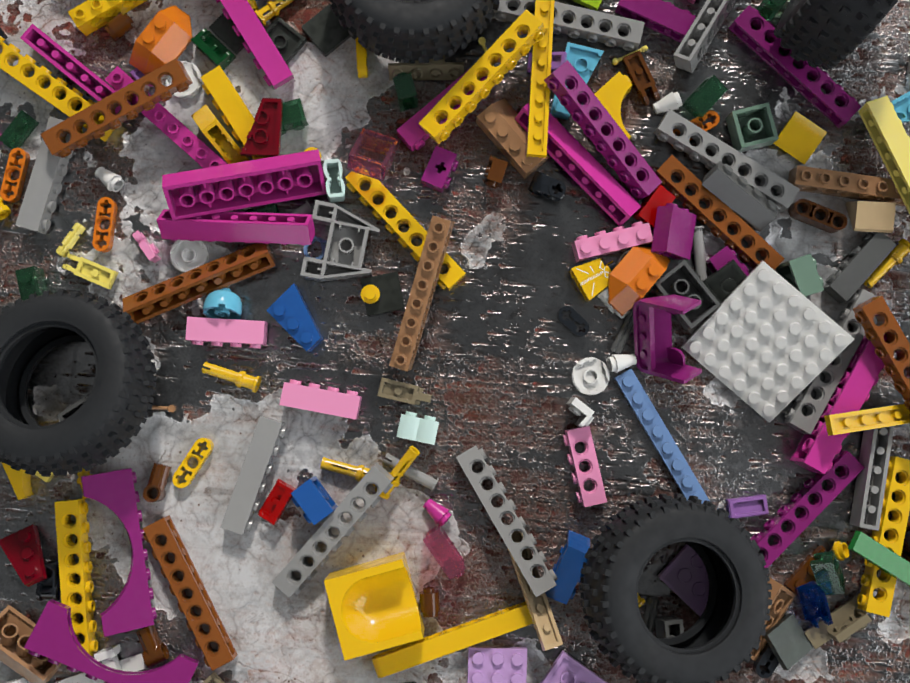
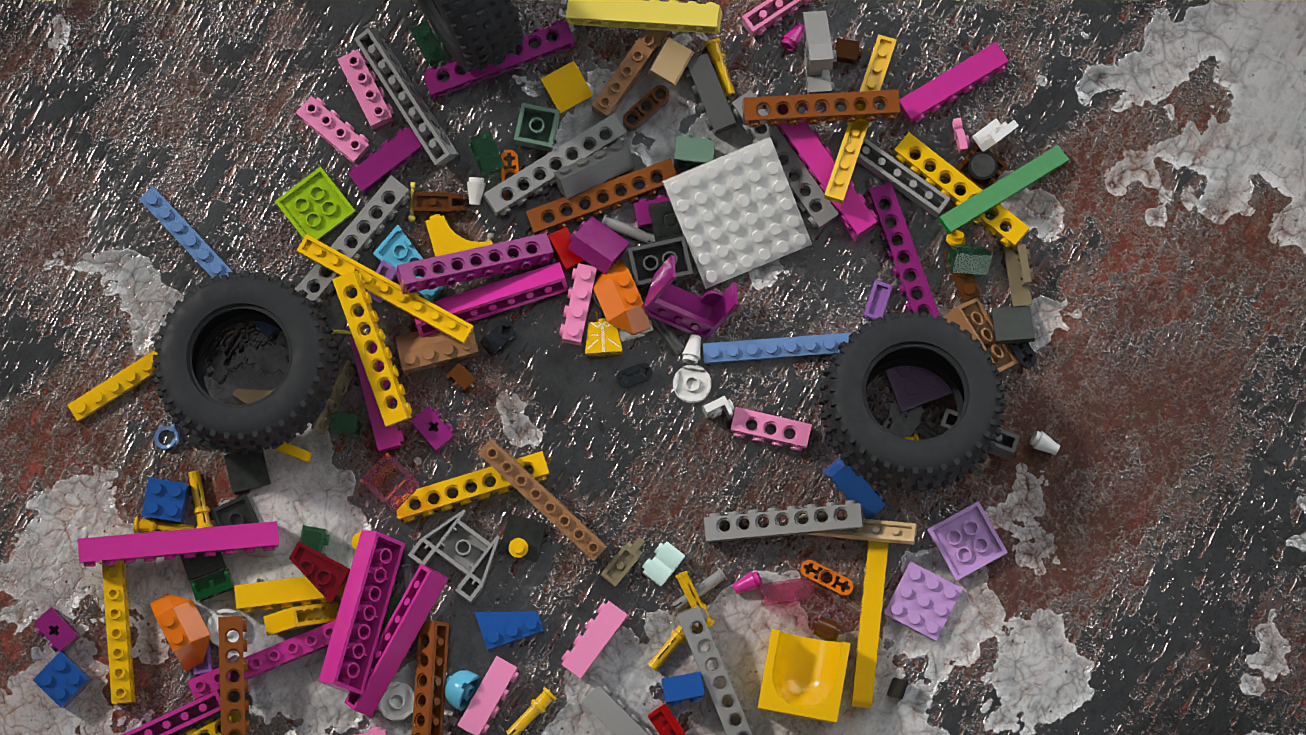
camera: 60 degrees left, 5 degrees down
(119, 25) = (144, 663): reddish brown brick -> none
(323, 245) = (447, 569): medium blue piece -> none
(334, 180) = (400, 530): light aqua brick -> none
(481, 594) = (837, 589): none -> orange beam
(814, 604) = (989, 286): clear blue hinge -> none

